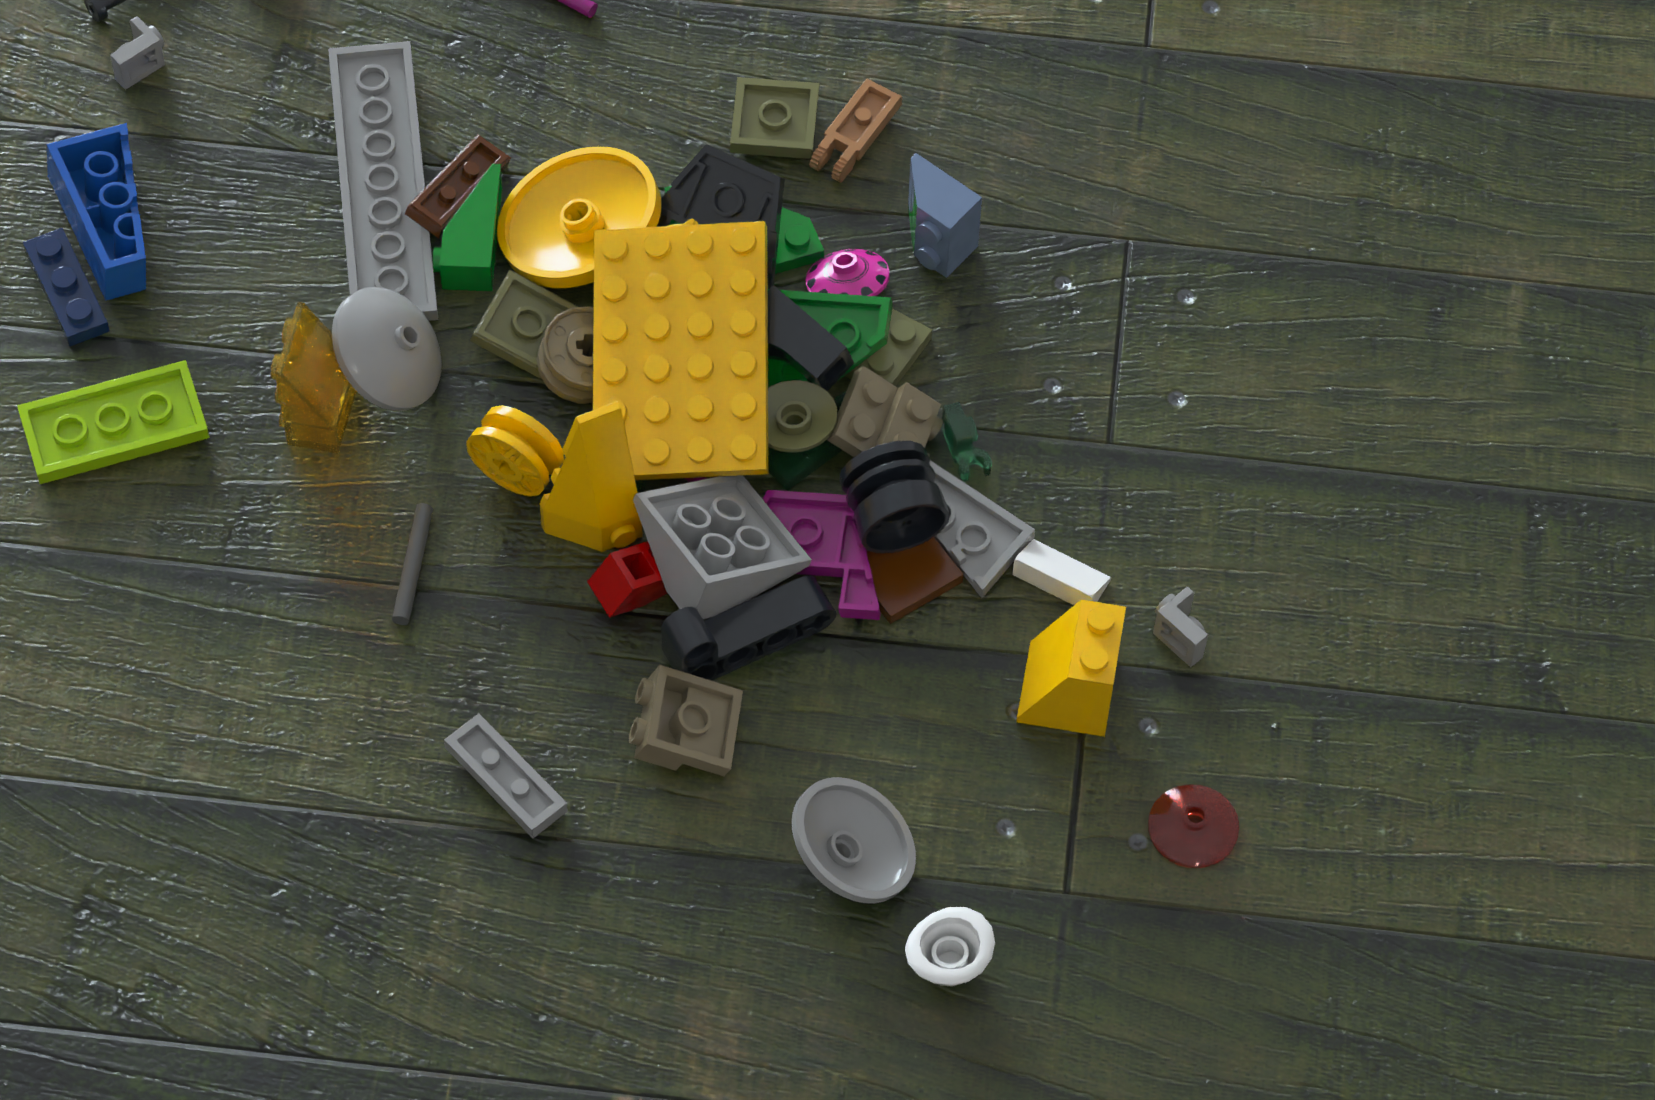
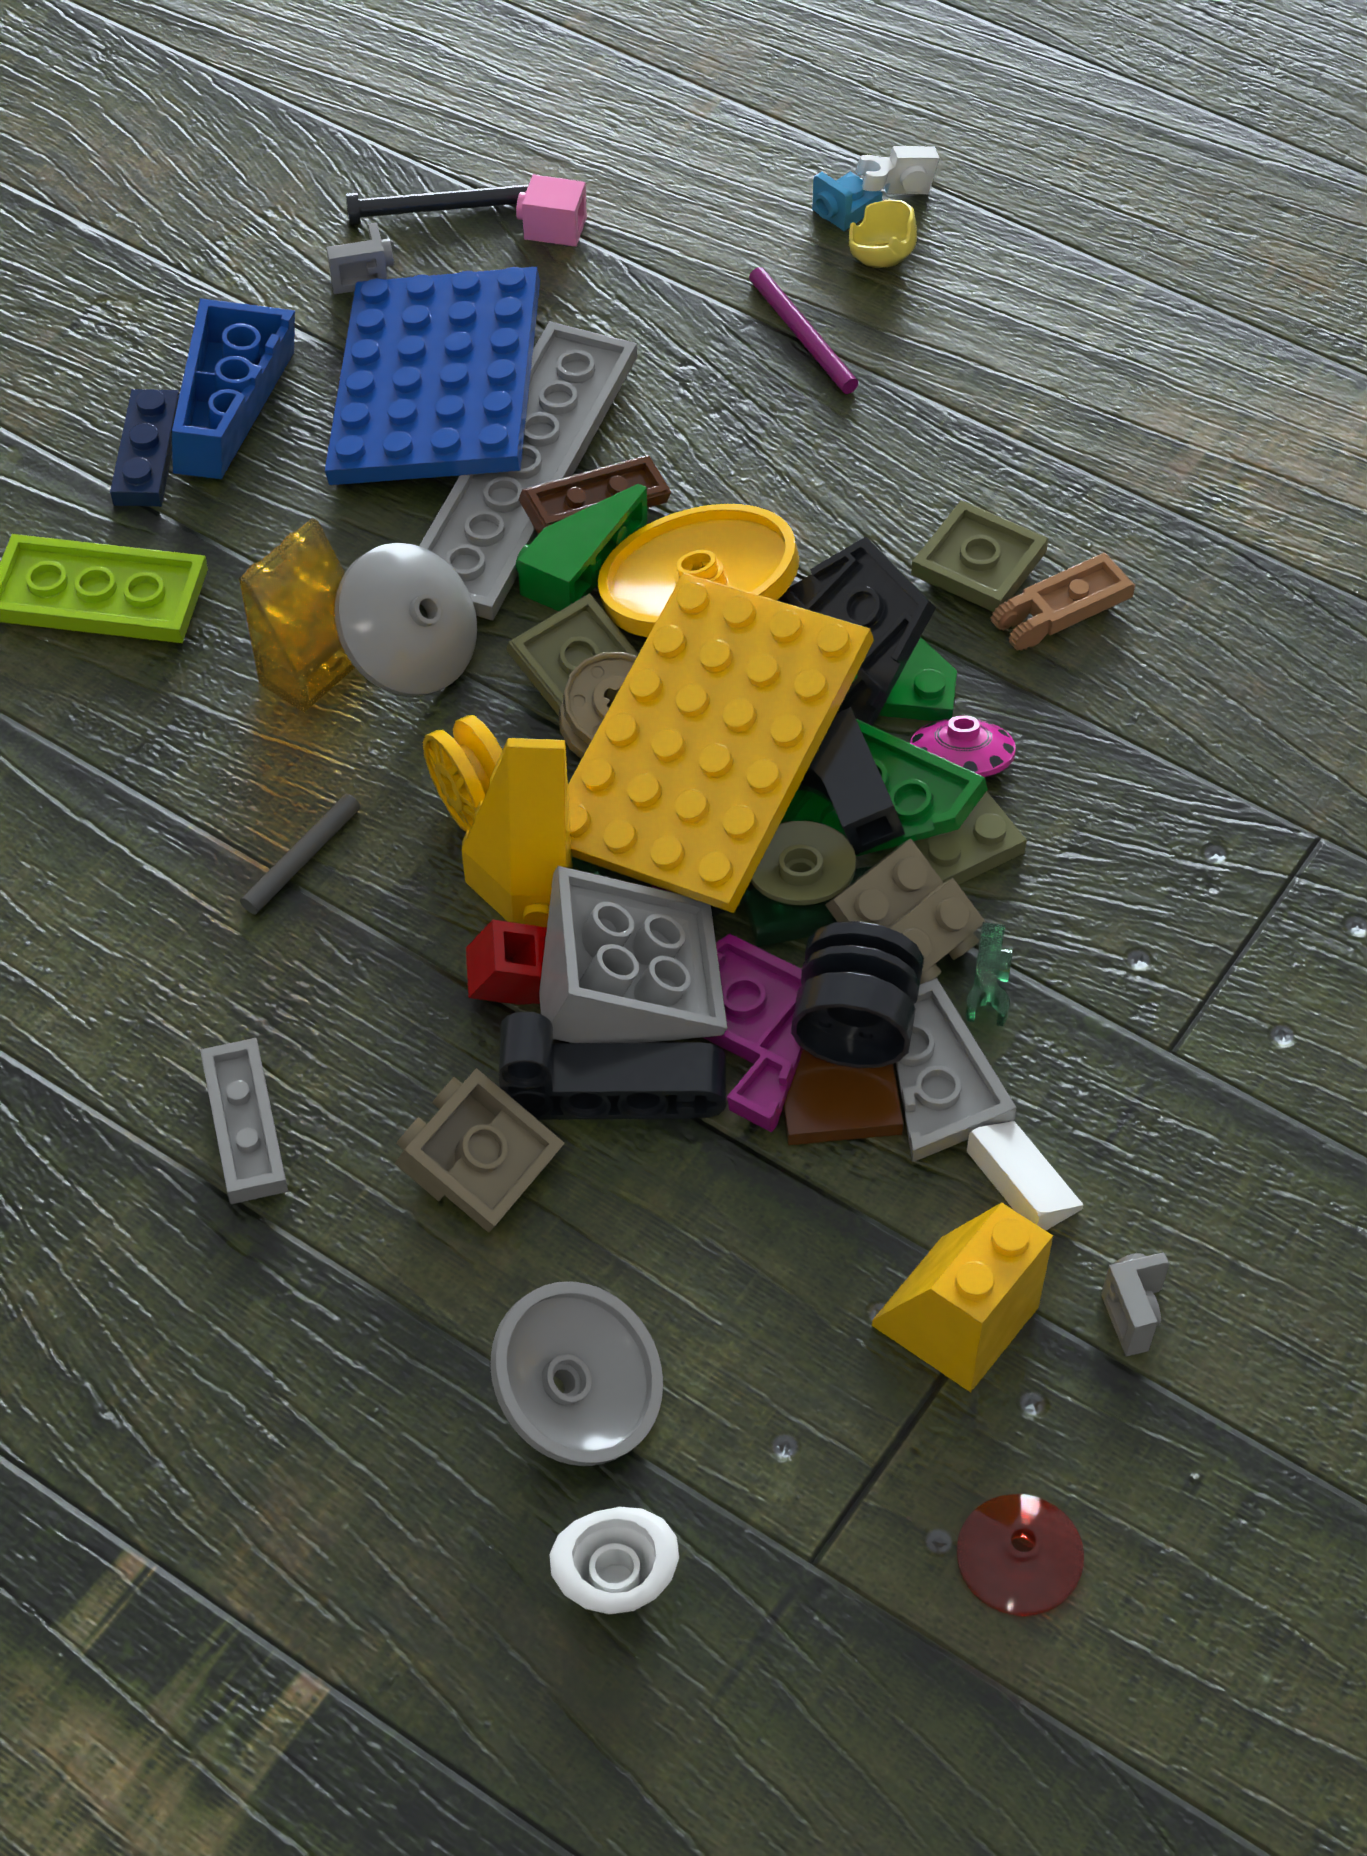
camera: 30 degrees right, 5 degrees down
(266, 132) = (435, 377): none -> blue plate
(941, 217) = (1101, 722): sand blue slope -> none

